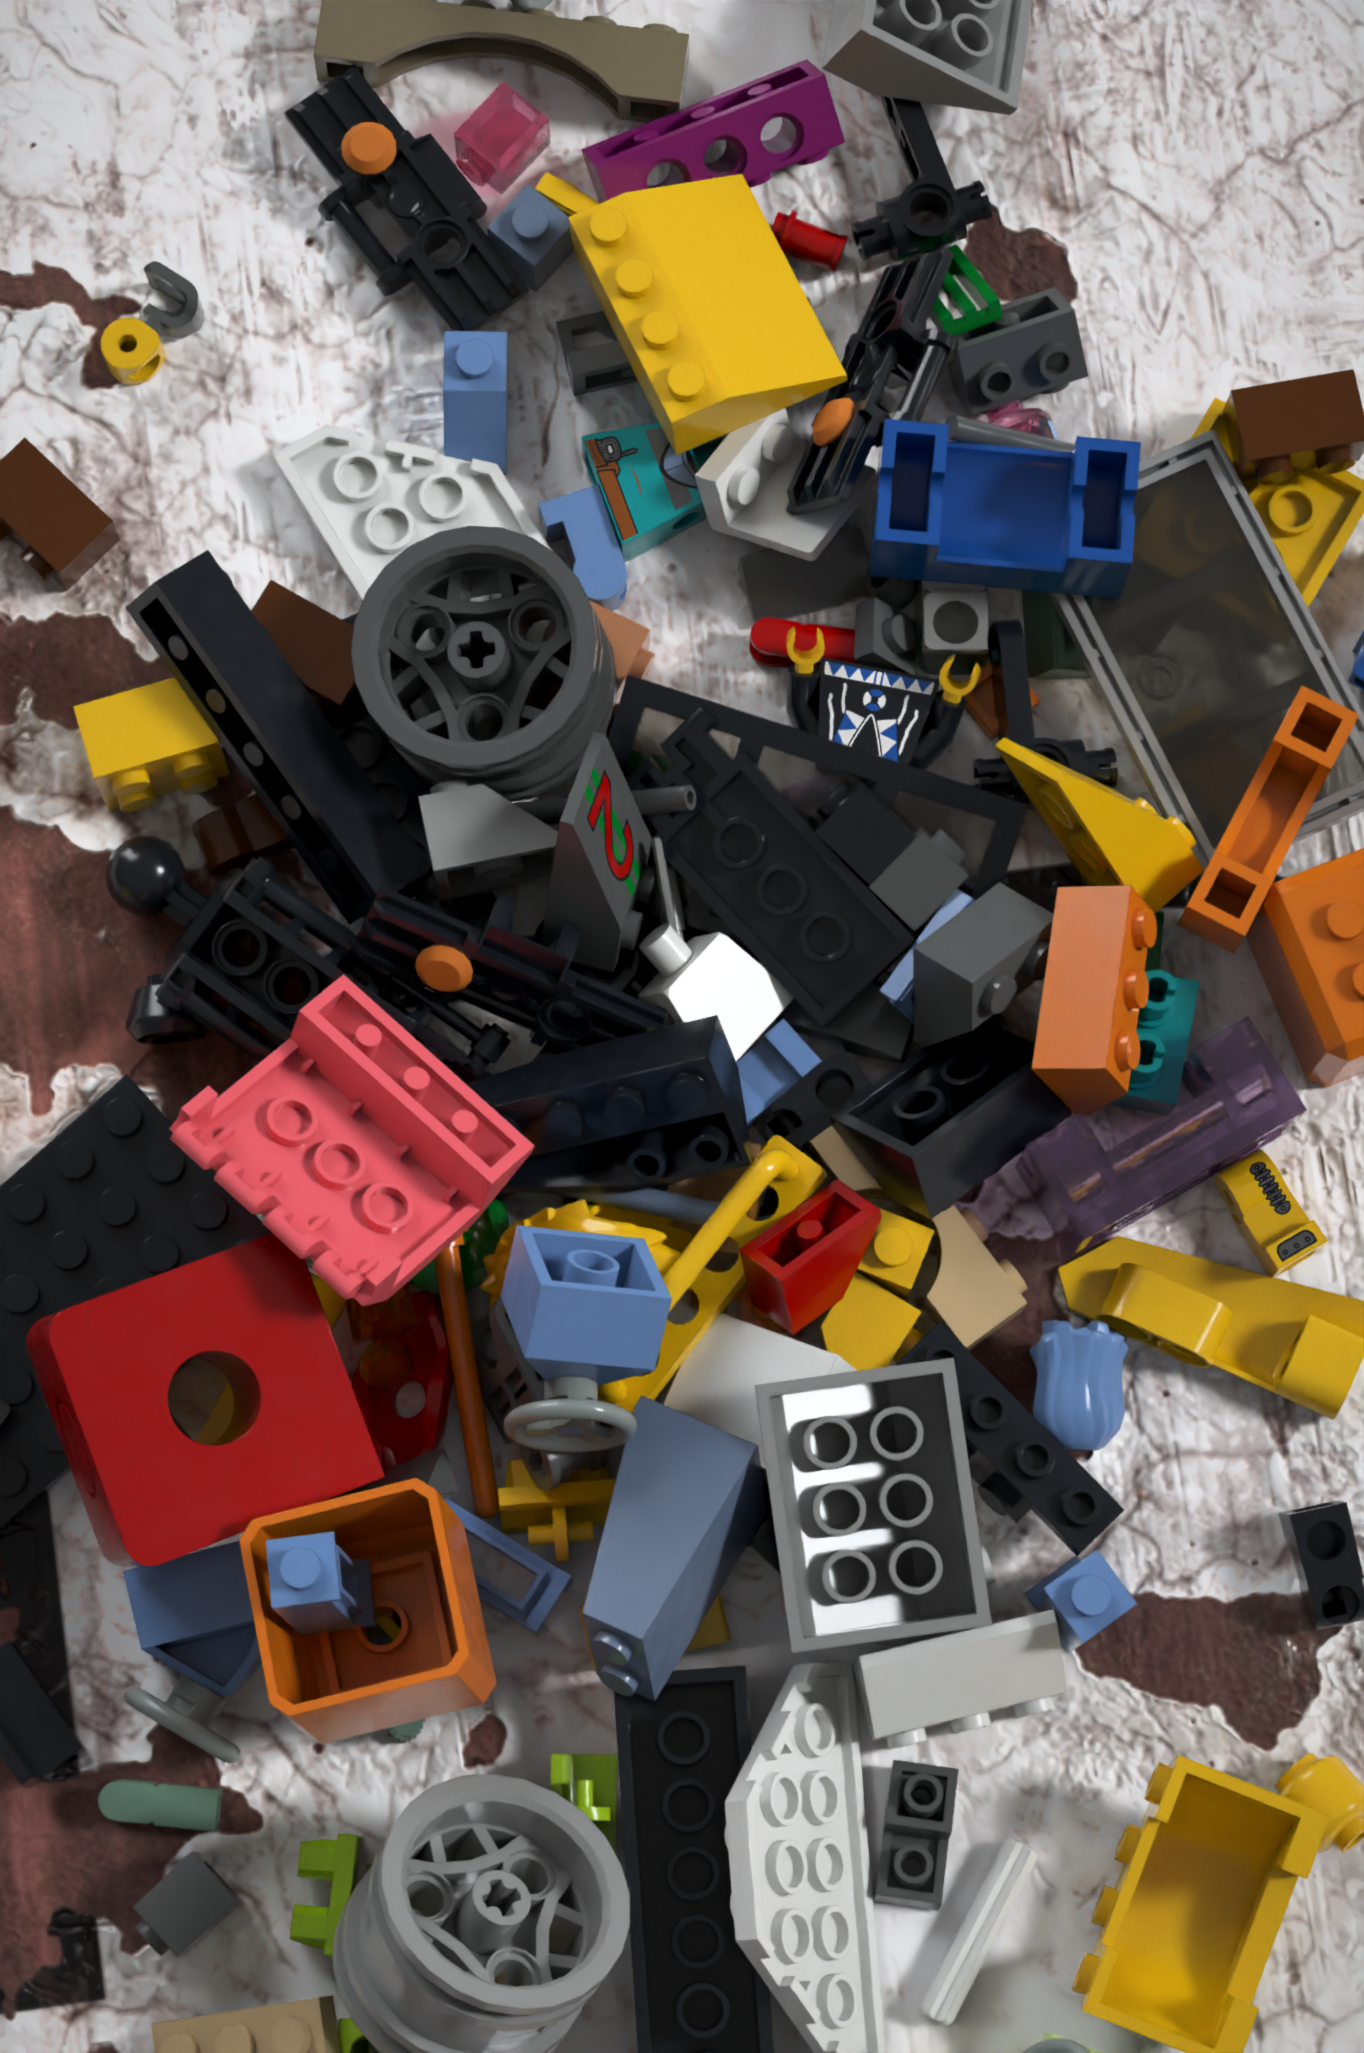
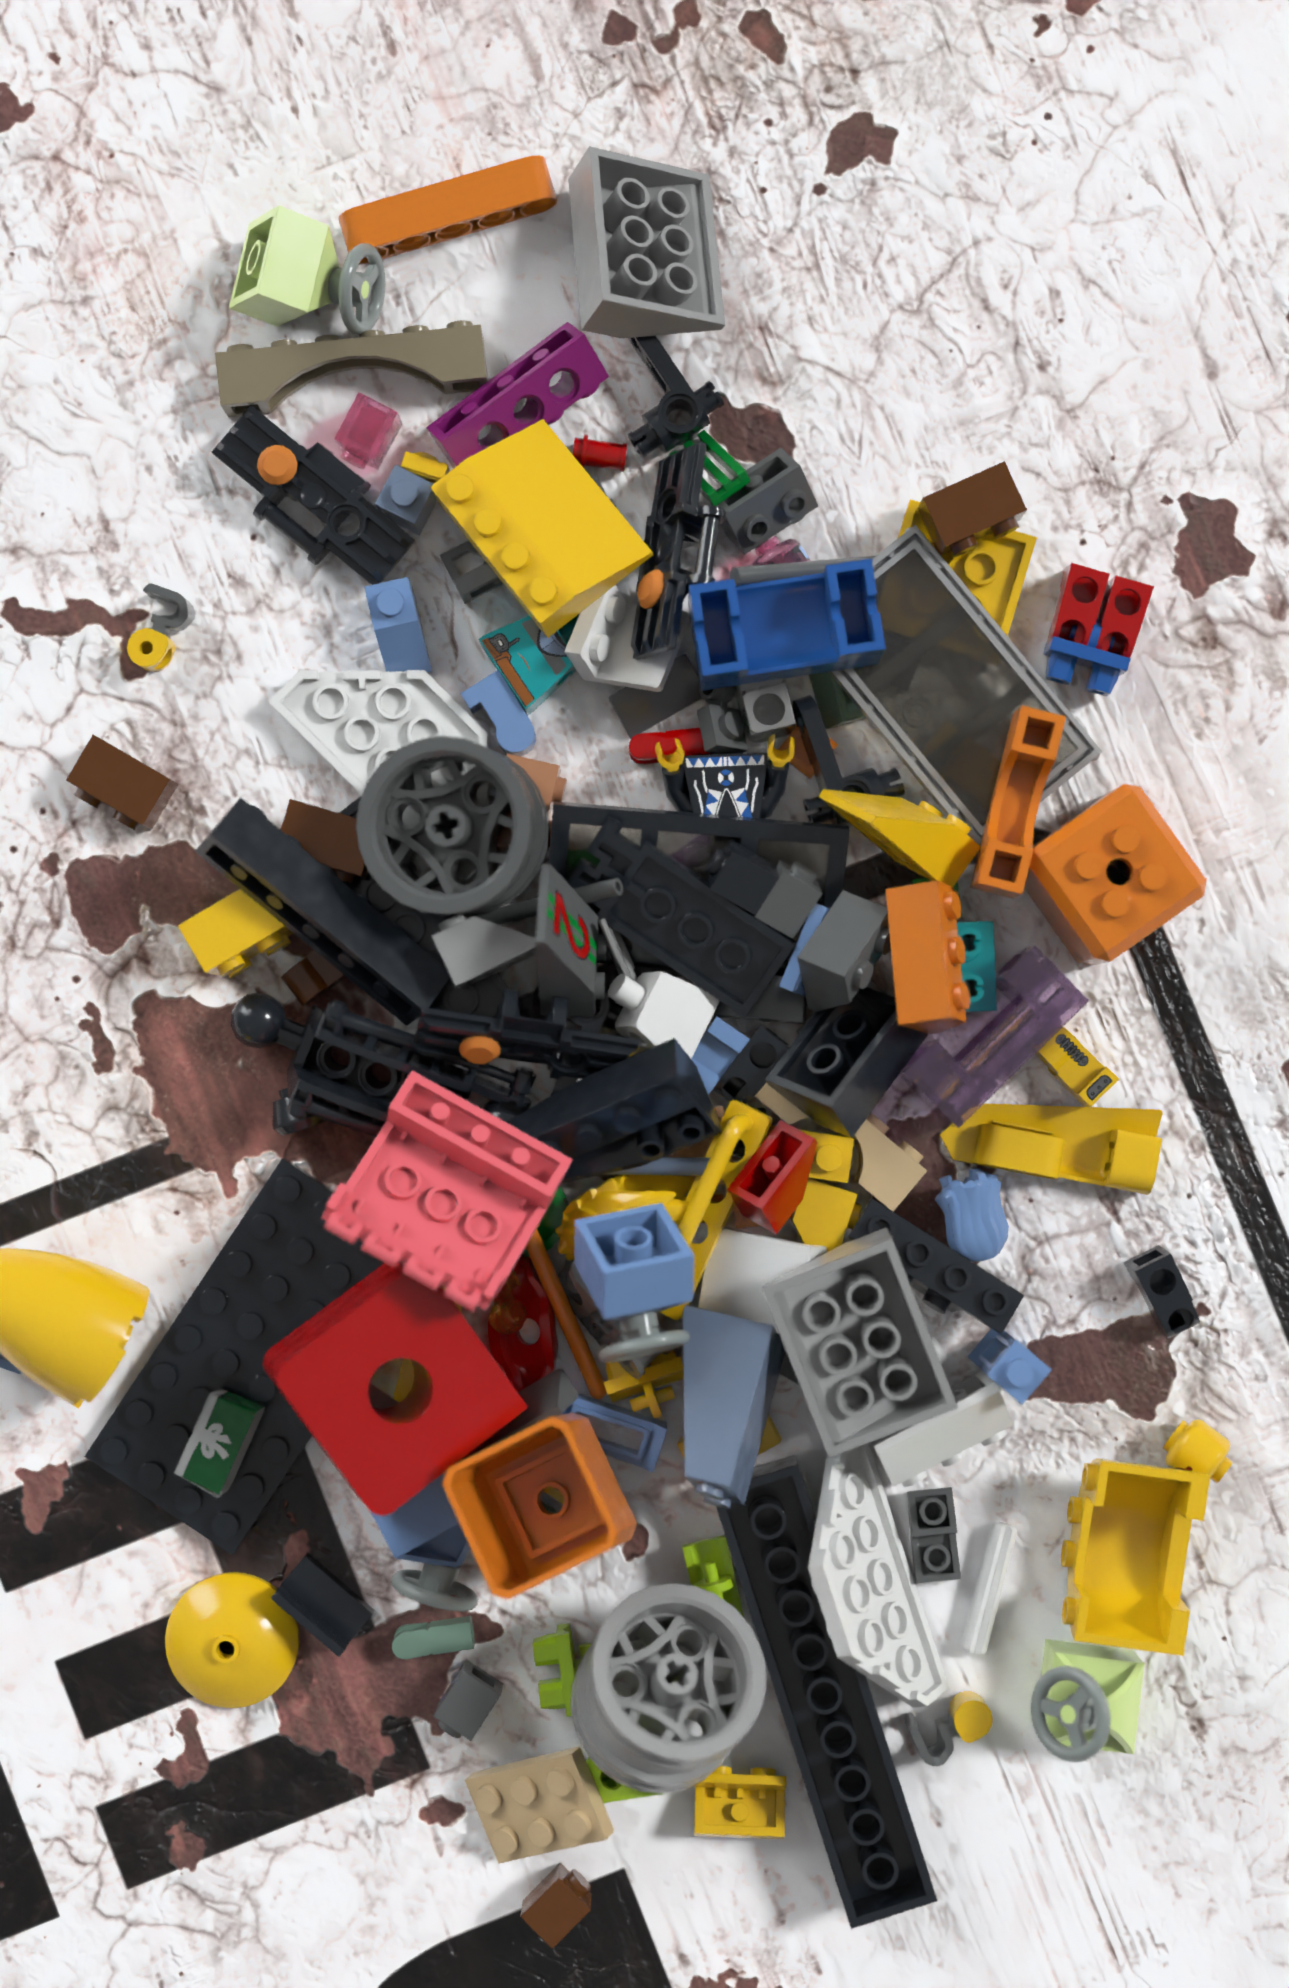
camera: 10 degrees left, 10 degrees up
(319, 1584) = (503, 1496): medium blue window -> none

